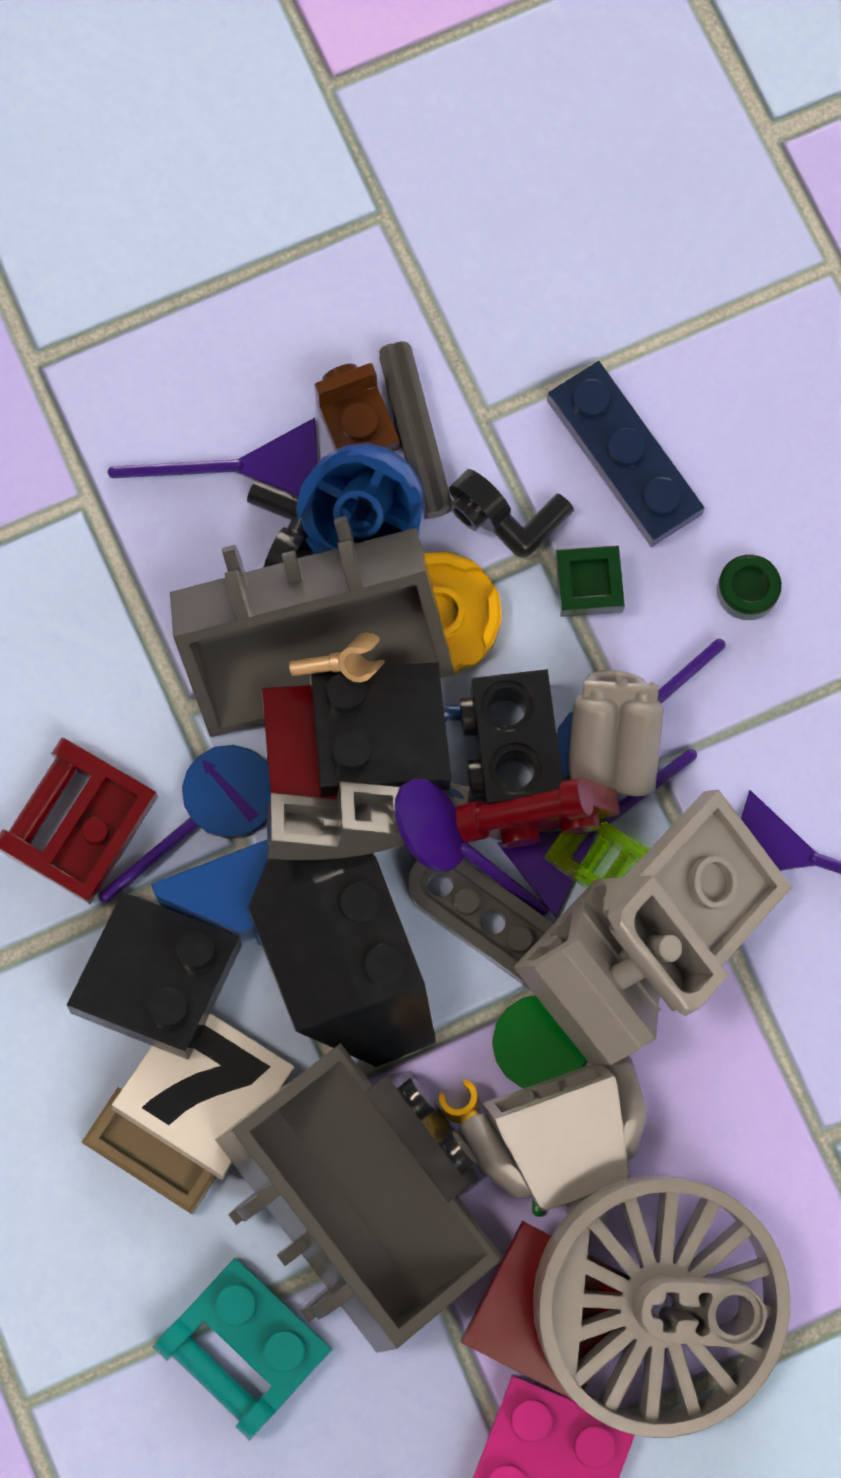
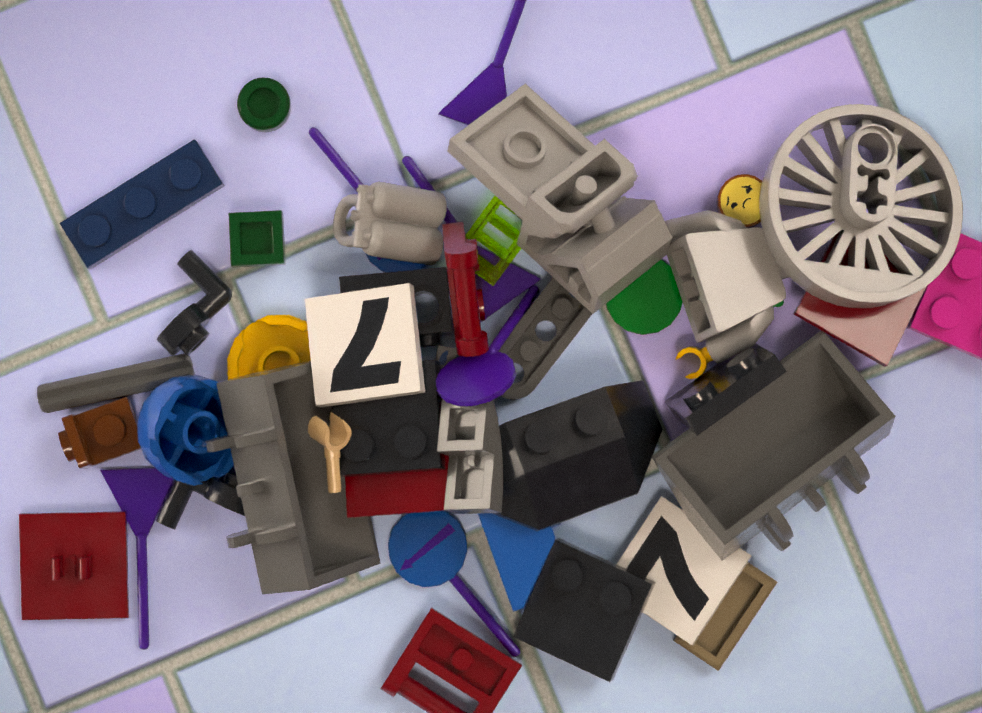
camera: 85 degrees left, 10 degrees up
(204, 392) = (74, 565): none -> dark red piece
(259, 1331) = (870, 528): teal plate -> none
(465, 696) = (364, 345): none -> white tile
(663, 1153) = (740, 199): none -> light yellow tile

